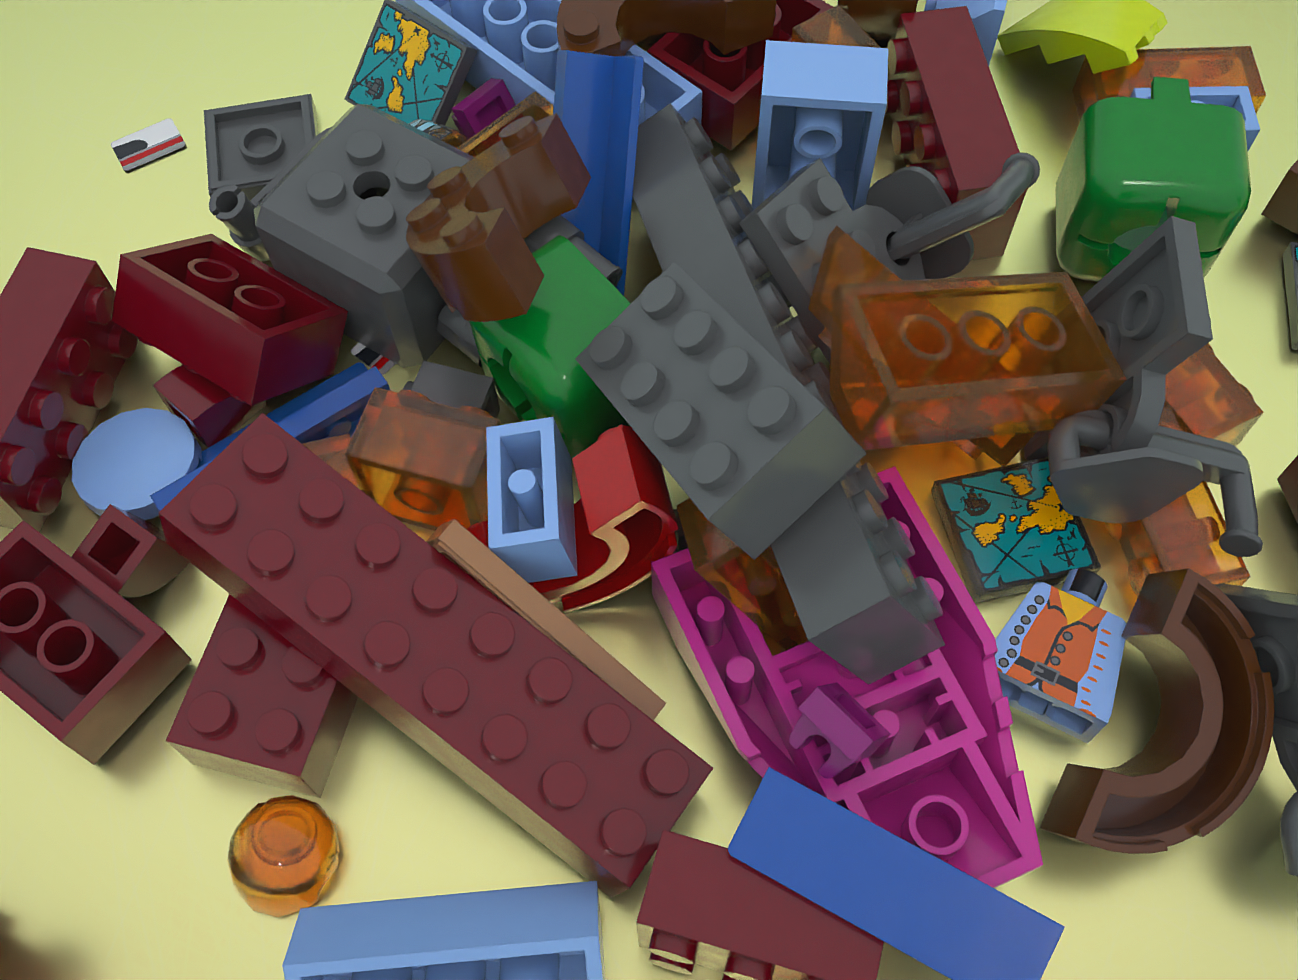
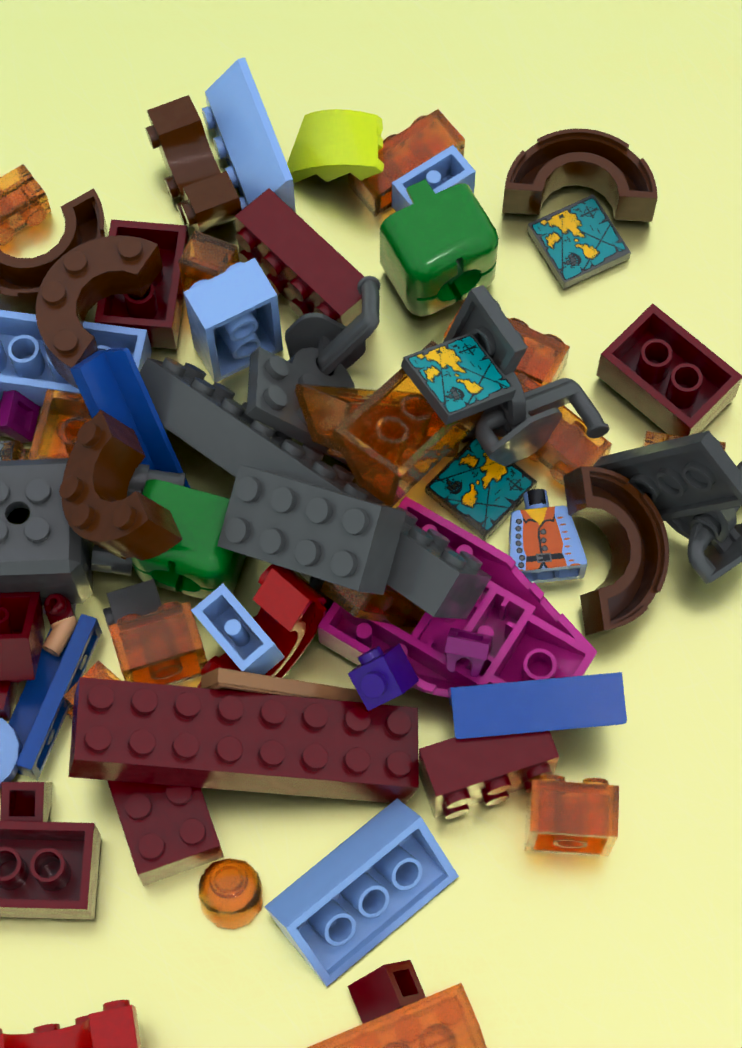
camera: 35 degrees left, 5 degrees up
(358, 355) = (62, 621): none -> arm
(686, 686) = (382, 675): none -> dark purple brick
(1074, 333) = (458, 378): none -> tile

